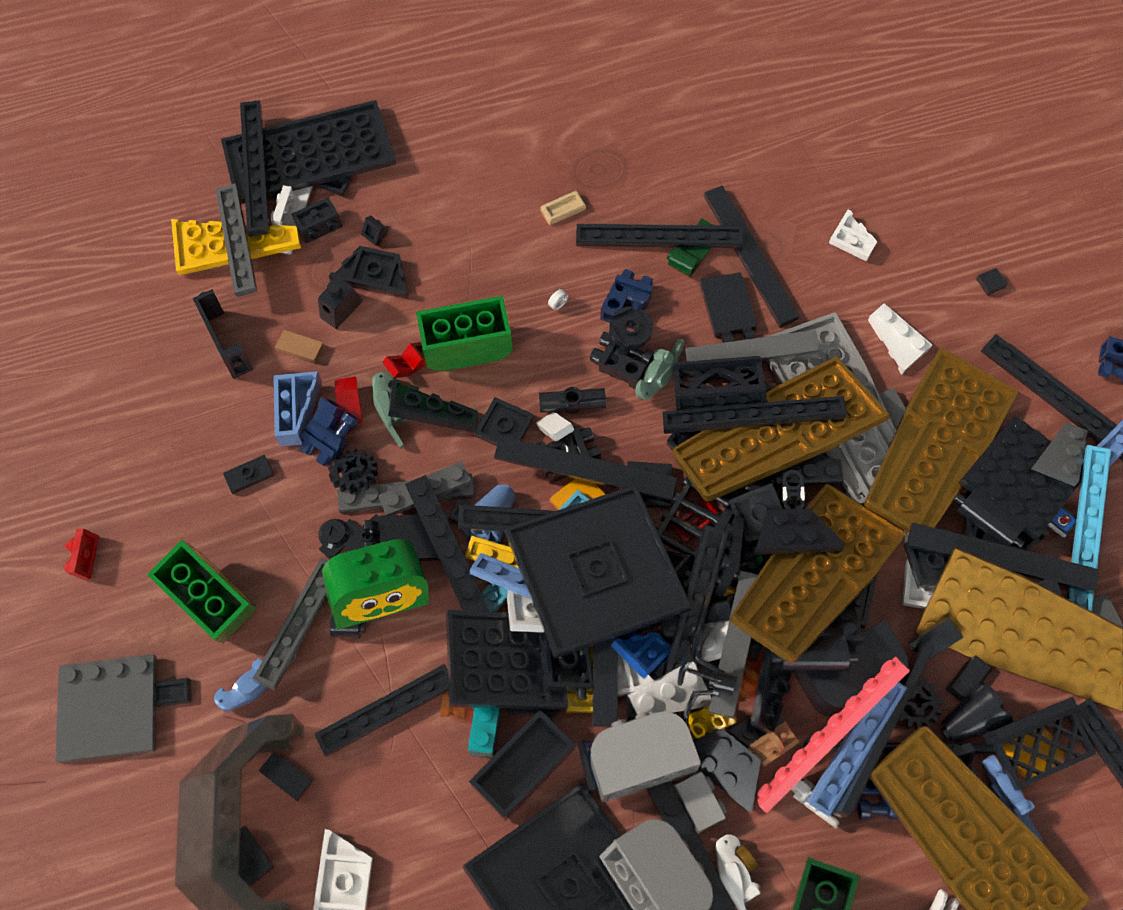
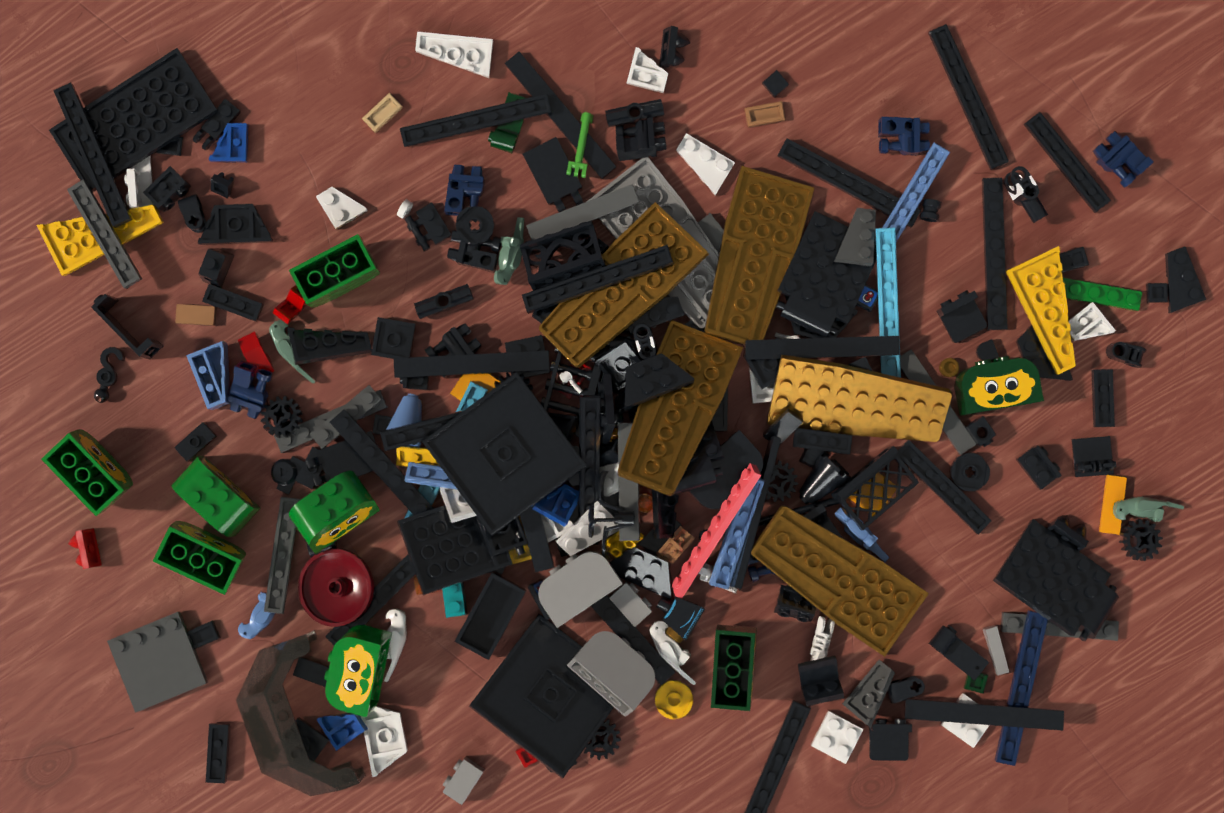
camera: 15 degrees left, 20 degrees up
(117, 463) = (88, 470): none -> green brick
(131, 842) = (217, 753): none -> black plate
(181, 380) = (107, 376): none -> black piece
(247, 535) = (215, 497): none -> green brick
(294, 856) = (341, 728): none -> blue wing
(334, 248) = (191, 211): none -> black piece
(338, 782) = (357, 670): none -> green brick
(343, 343) = (232, 302): none -> black plate
(347, 677) = (335, 587): none -> dark red dish
(389, 177) = (216, 124): none -> black hinge
(394, 763) = (398, 638): none -> white animal
(399, 197) = (232, 144): none -> blue wing
(489, 281) = (339, 207): none -> white wing
(514, 475) = (416, 383): none -> black bracket
(554, 426) = (435, 331): white tile -> none
(583, 321) = (433, 224): none -> black plate
(661, 171) = (460, 51): none -> white wing
(690, 510) = (566, 376): none -> white hand
(760, 834) = (680, 615): none -> black torso
(777, 264) = (586, 119): none -> bright green hinge
(833, 296) = (644, 142): none -> black hips
(842, 269) = (622, 115): none -> black piece
(886, 213) = (670, 41): none -> black tile
(909, 865) = (794, 605): none -> black bracket
(974, 307) = (764, 114): none -> medium nougat tile
(979, 668) = (822, 441): none -> black tile

